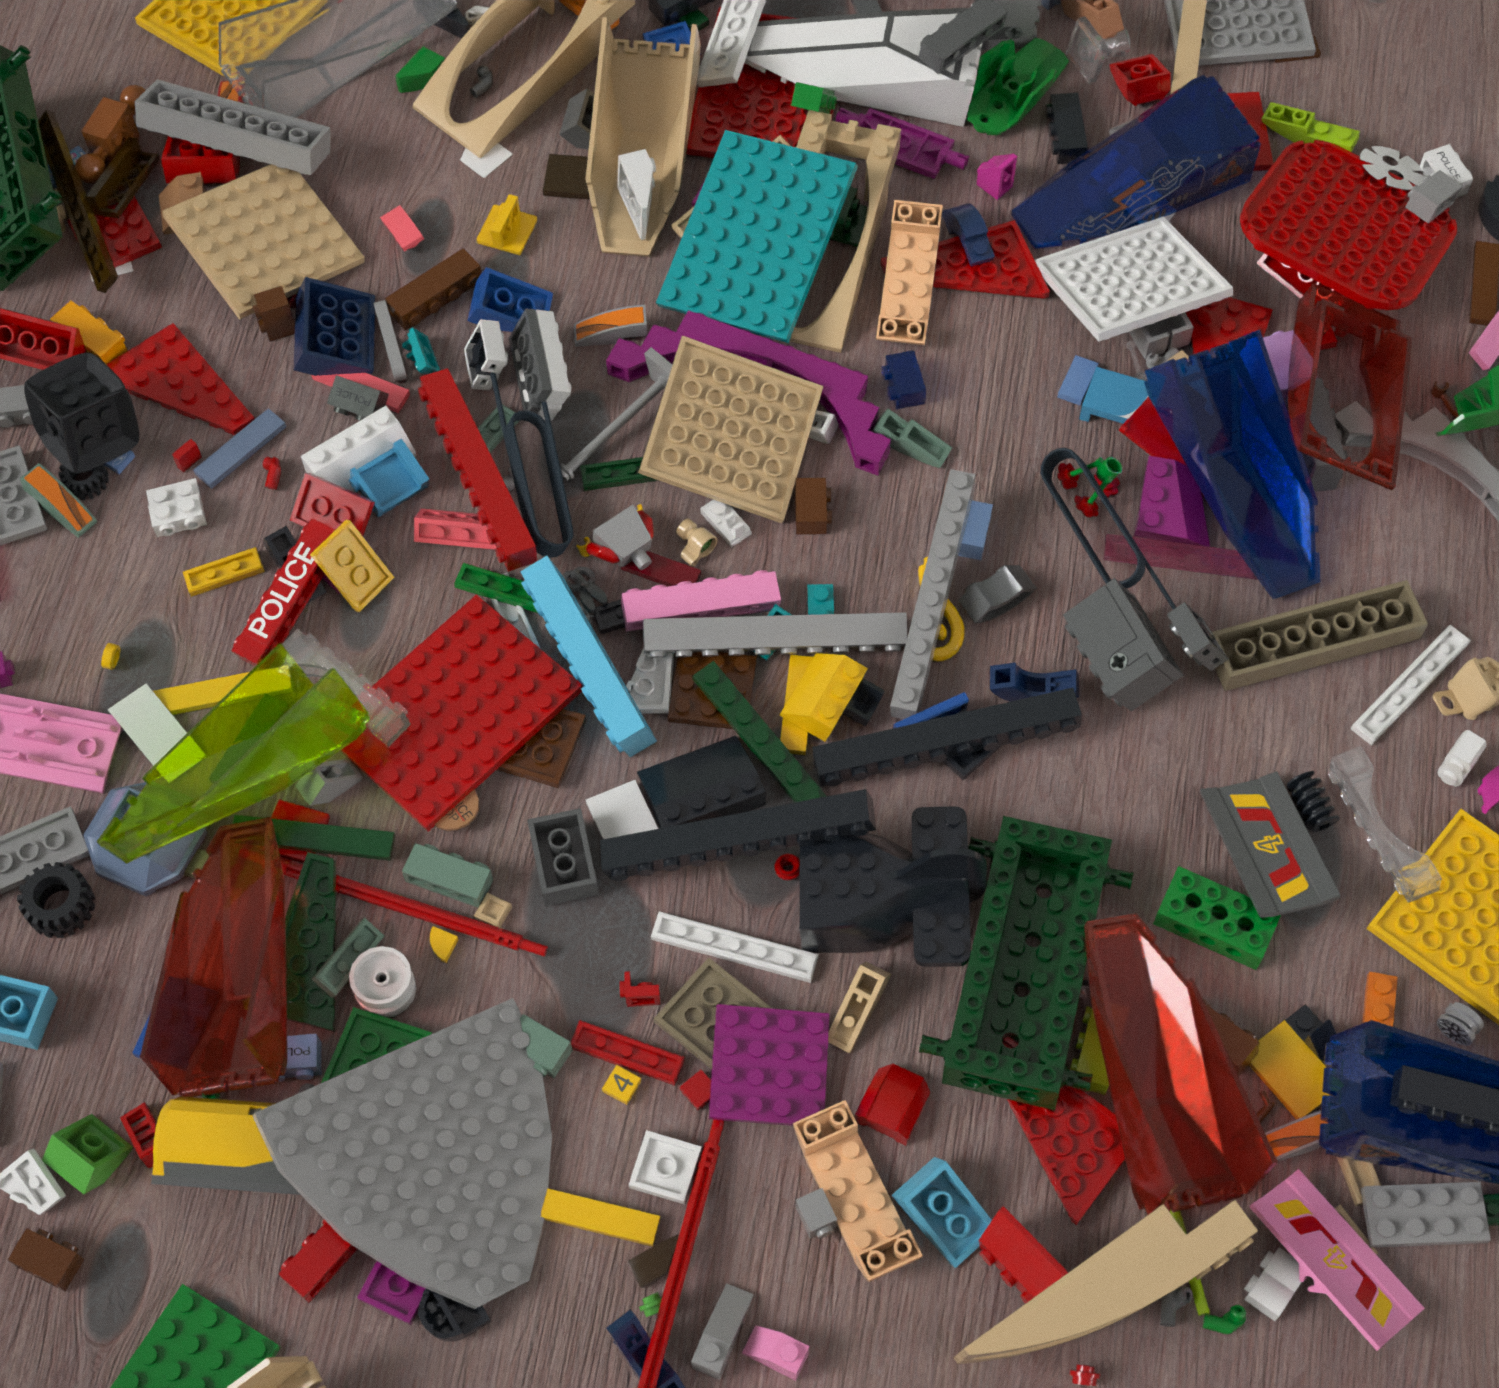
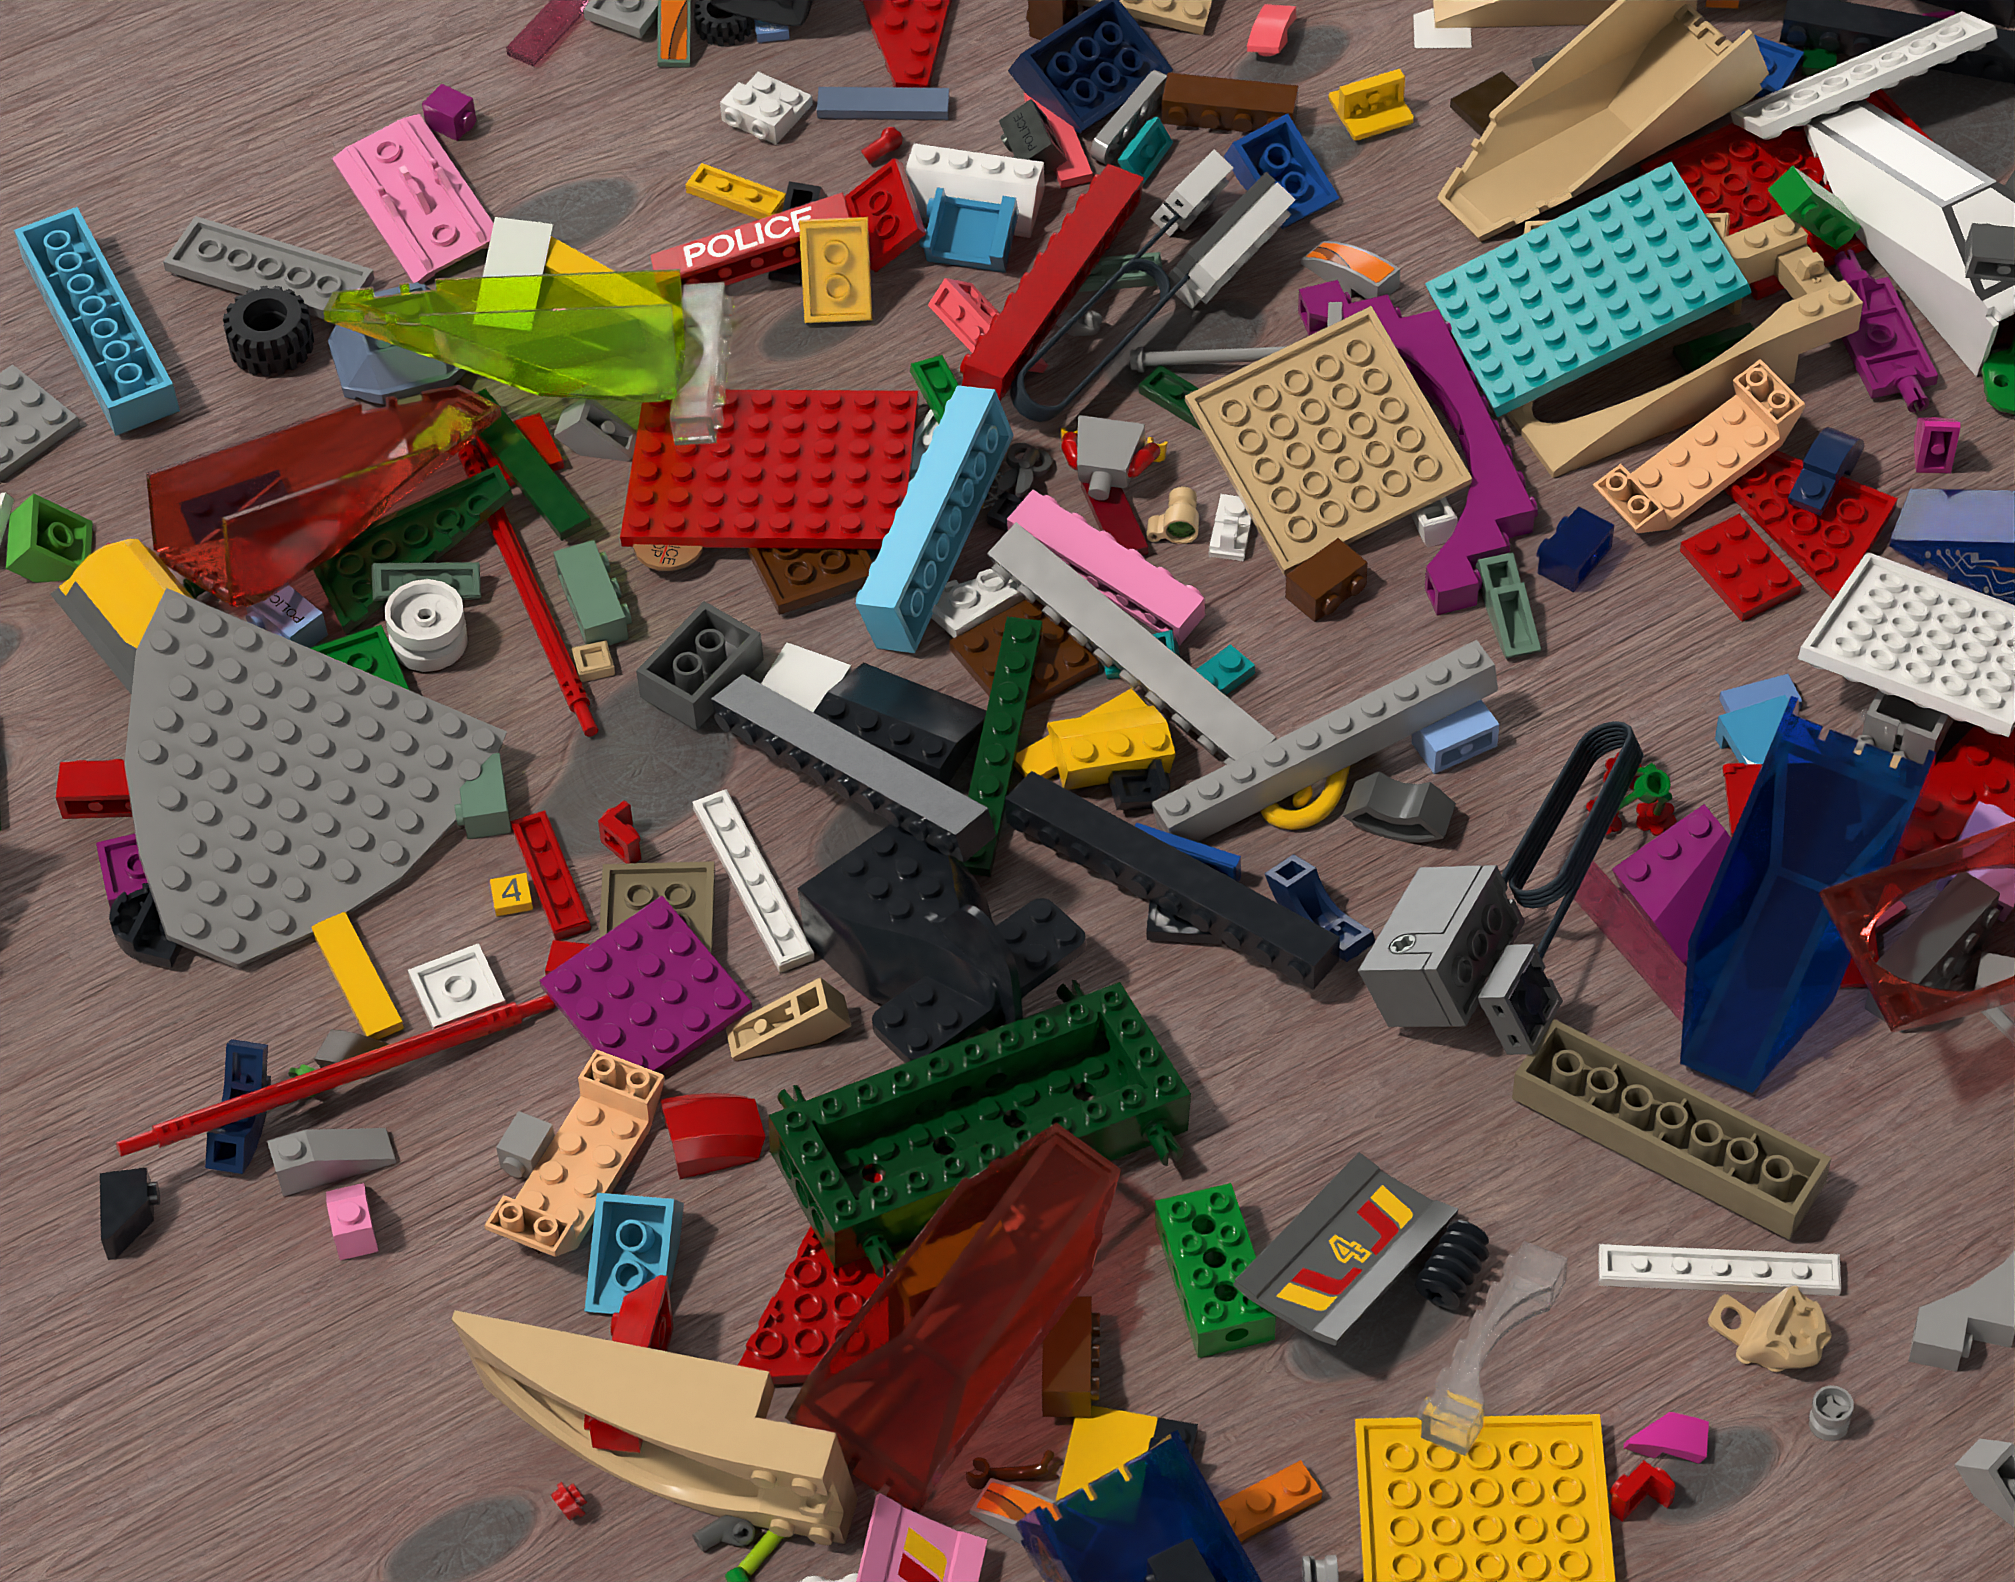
camera: 50 degrees right, 10 degrees down
(110, 656) = (555, 180): yellow tile -> none
(187, 455) = (827, 70): red tile -> none
(442, 943) = (518, 647): yellow tile -> none
(635, 187) = (1531, 162): white slope -> none
(984, 320) = (1740, 567): none -> red plate
(1461, 758) = (1657, 1367): white brick -> none

